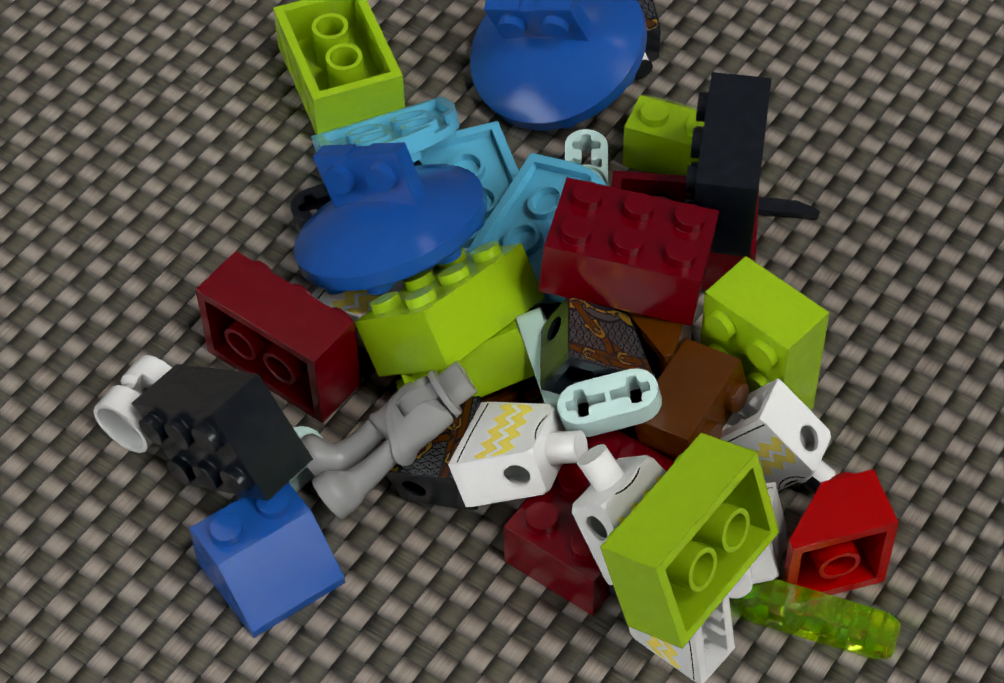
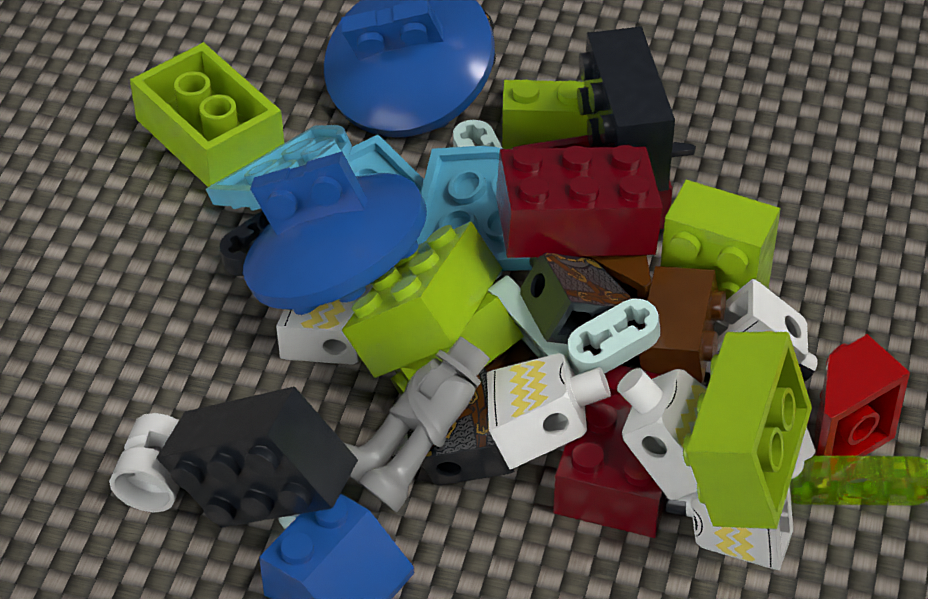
camera: 20 degrees left, 5 degrees down
(281, 333) = (250, 351): dark red brick -> none

